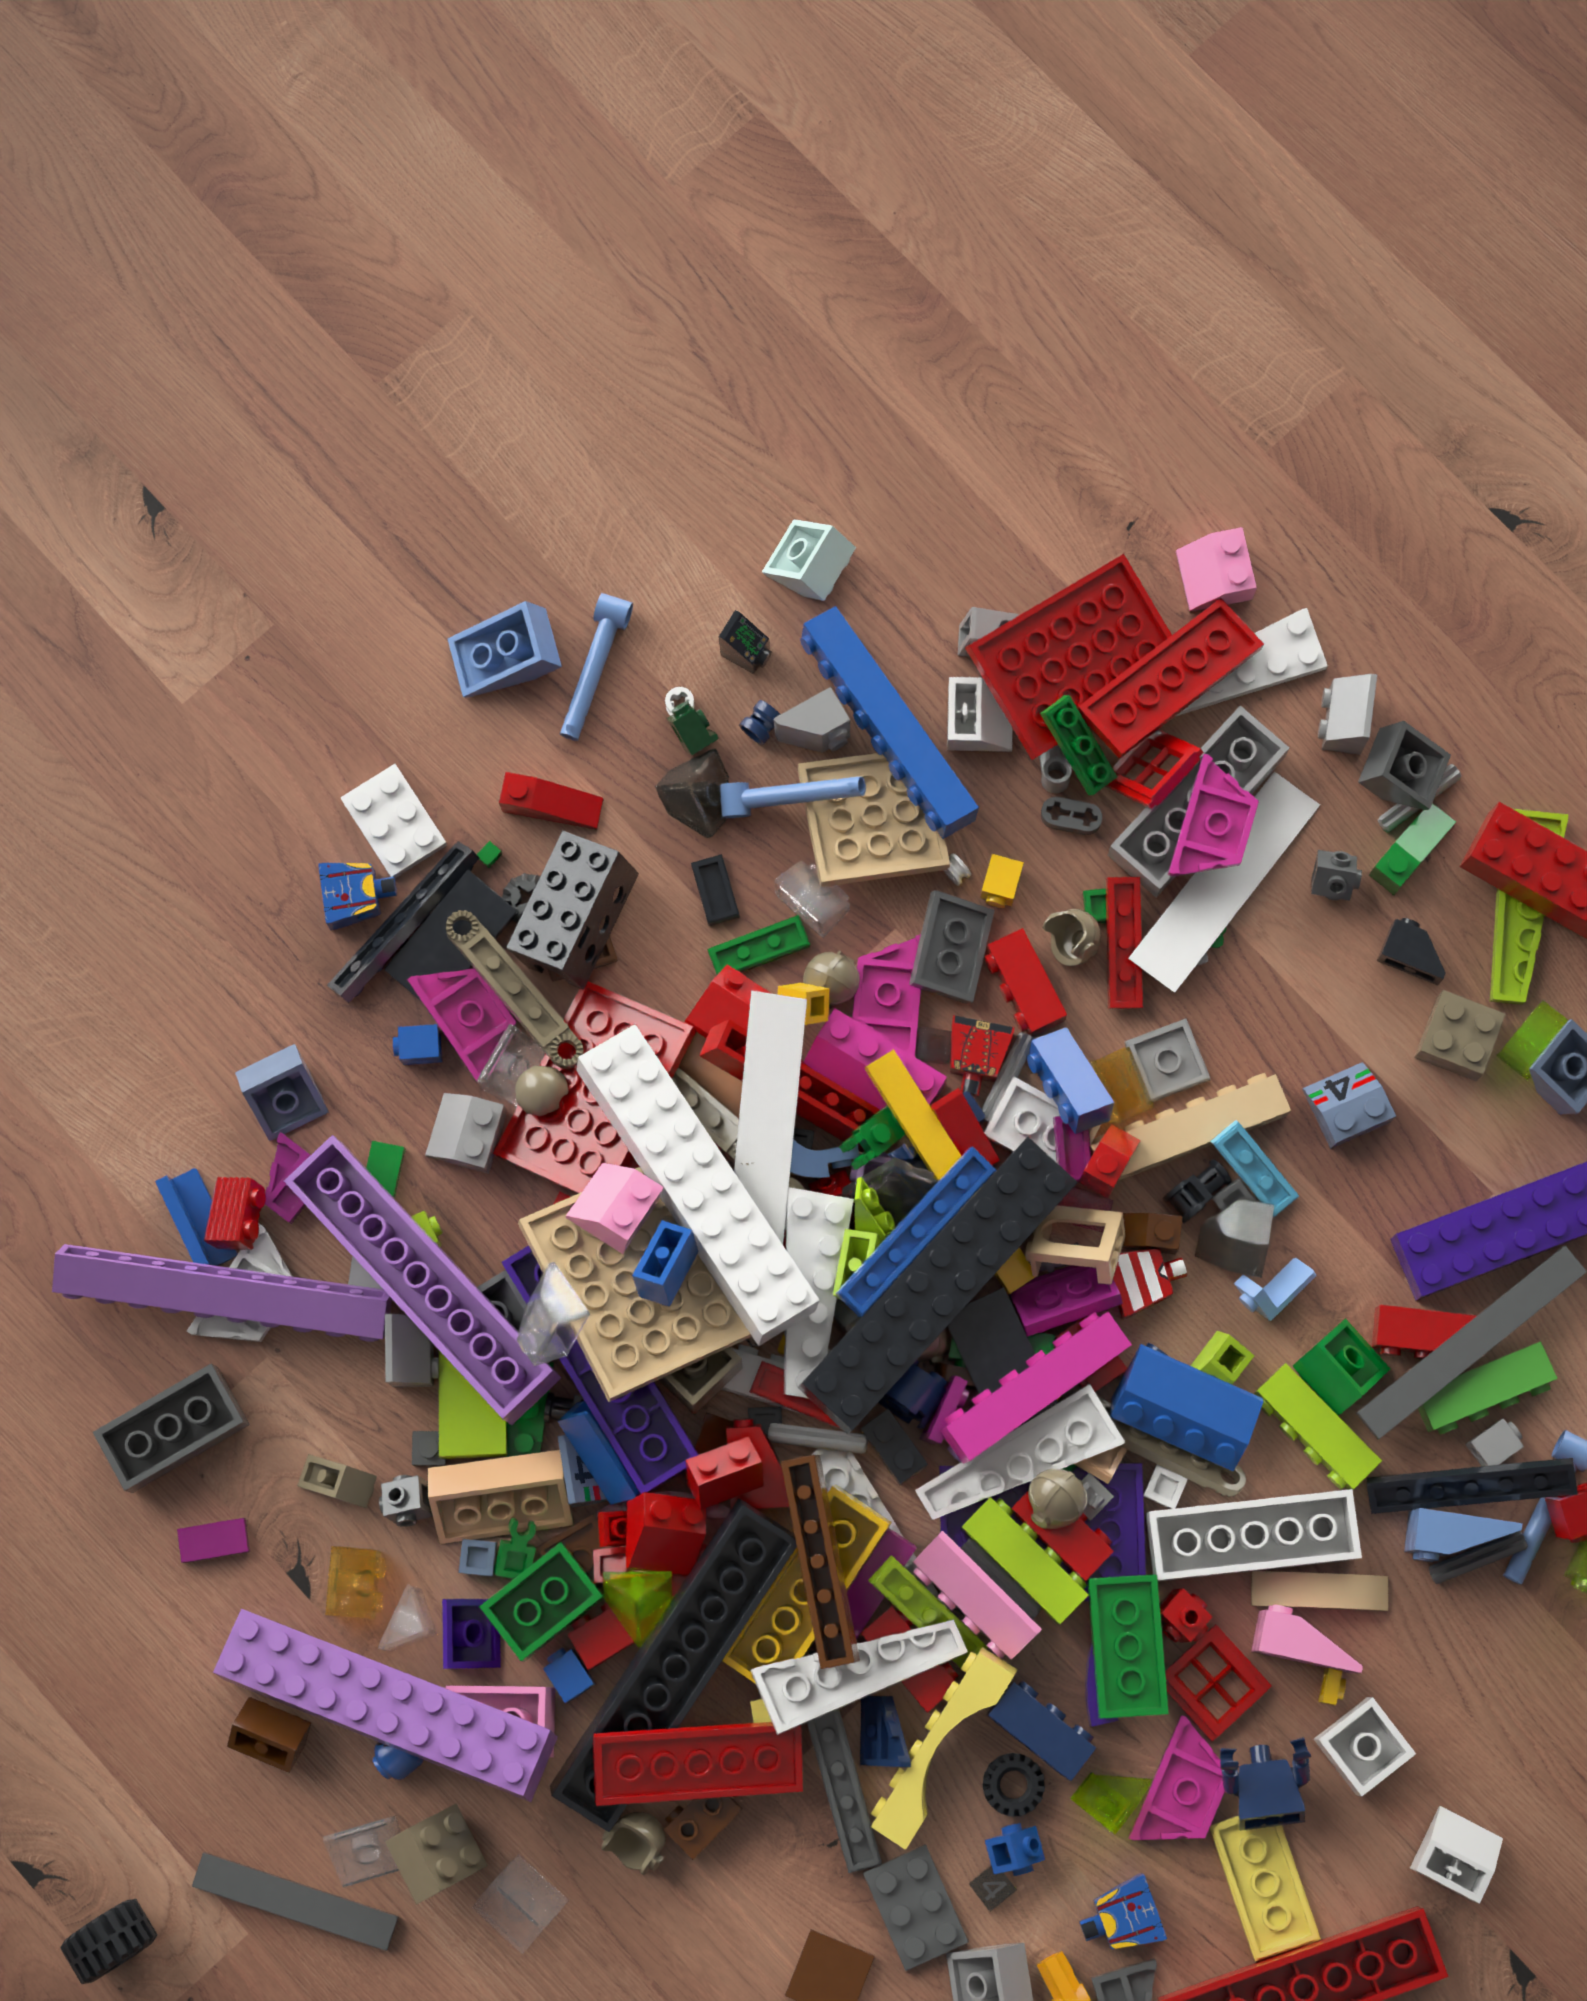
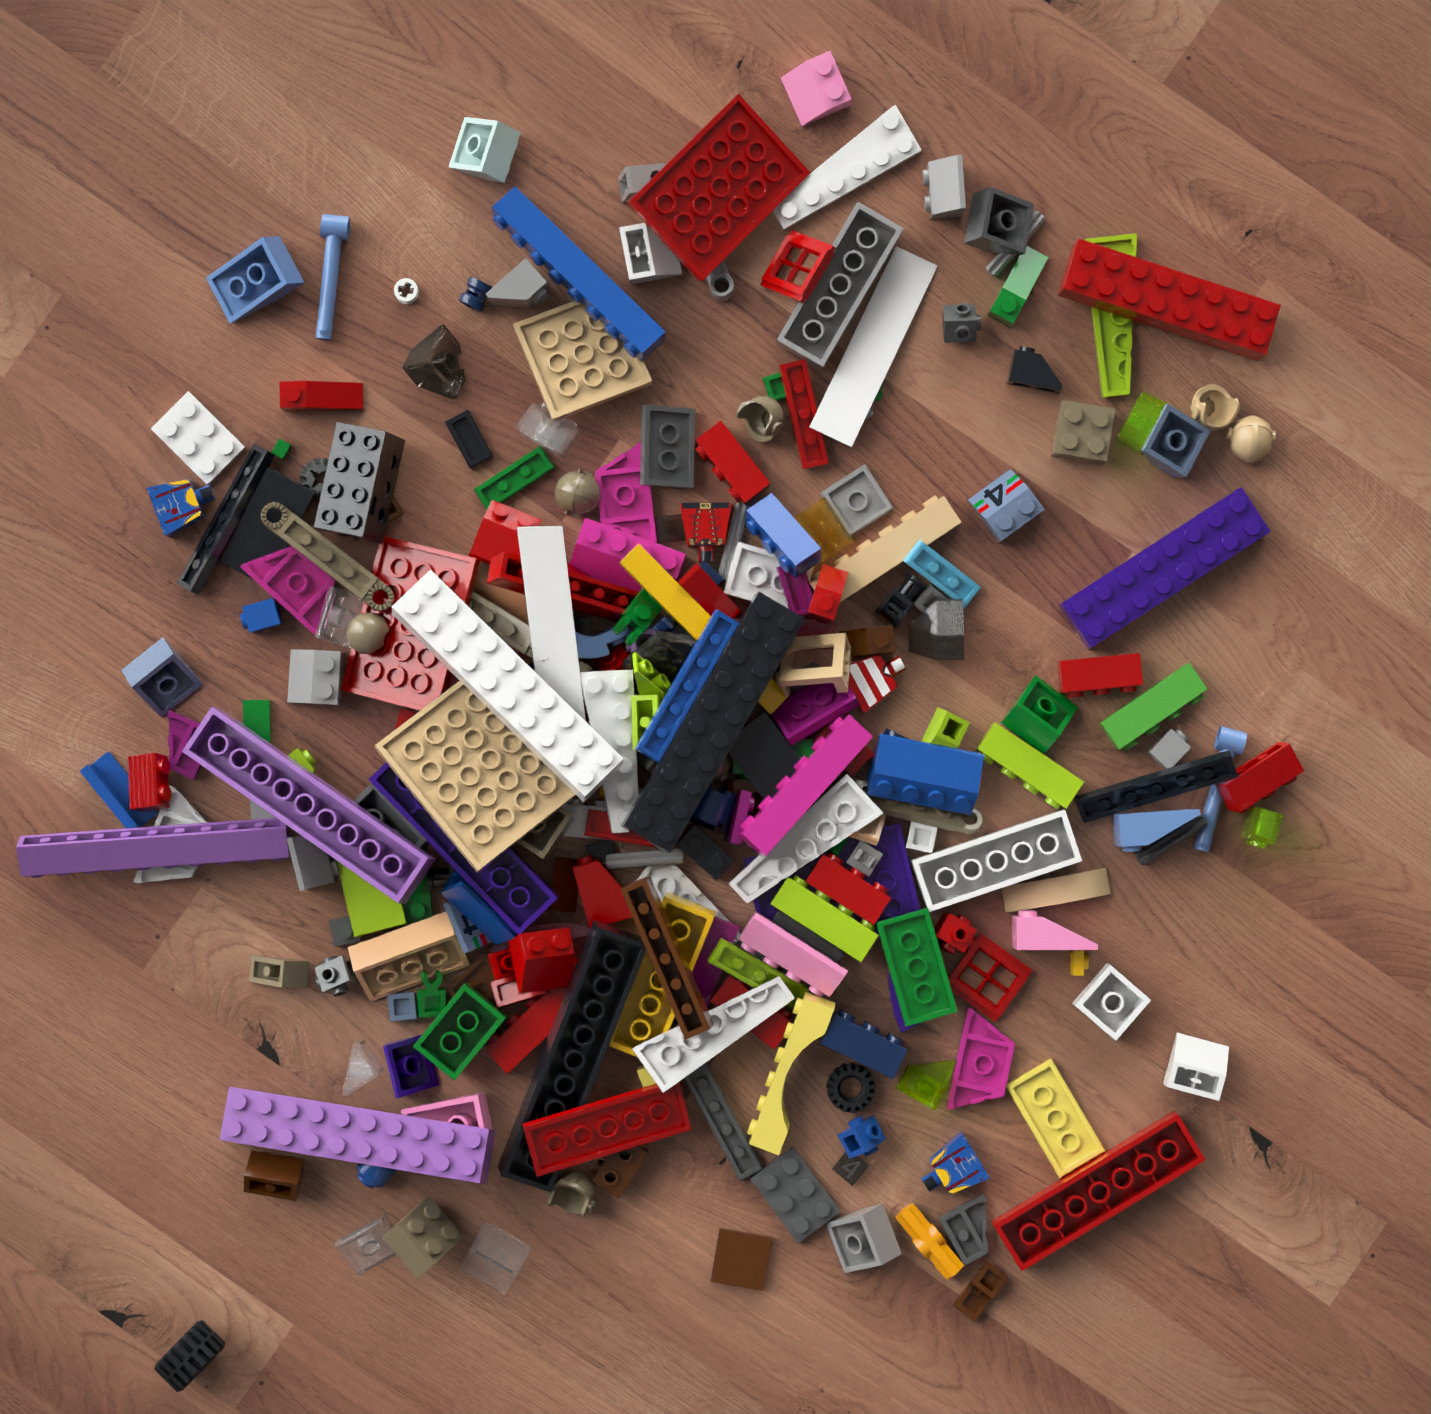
camera: 15 degrees left, 10 degrees up
(171, 1428) = (140, 960): dark grey brick -> none
(213, 1540) = (194, 1037): magenta tile -> none
(295, 1901) = (323, 1293): dark grey tile -> none
(354, 1582) = (312, 1047): clear yellow slope -> none
(551, 1318) = (417, 818): clear slope -> none
(568, 1674) = (492, 1080): blue brick -> none
(615, 1205) = (447, 717): bright pink slope -> none
(638, 1599) = (533, 1013): clear neon green slope -> none
(665, 1263) = (497, 755): blue brick -> none
(691, 728) = (420, 312): dark green brick -> none
(724, 1473) = (578, 904): red brick -> none
(739, 799) = (472, 362): medium blue piece -> none
(744, 643) = (448, 233): black slope -> none
(817, 1000) = (562, 515): yellow brick -> none
(881, 1734) = (742, 1073): dark blue wing -> none
(957, 870) = (658, 382): white bush -> none
(1001, 881) = (696, 384): yellow brick -> none
(1056, 1498) = (839, 868): dark tan cap -> none
(1071, 729) = (724, 252): green tile -> none
(1072, 808) = (740, 325): dark grey beam -> none
(1170, 678) = (797, 190): red plate -> none
(1214, 823) = (856, 304): dark pink wing -> none
(1267, 1787) = (1042, 1049): dark blue torso -> none
(1278, 1292) = (979, 665): light blue bracket -> none
(1471, 1342) = (1136, 675): dark grey tile -> none

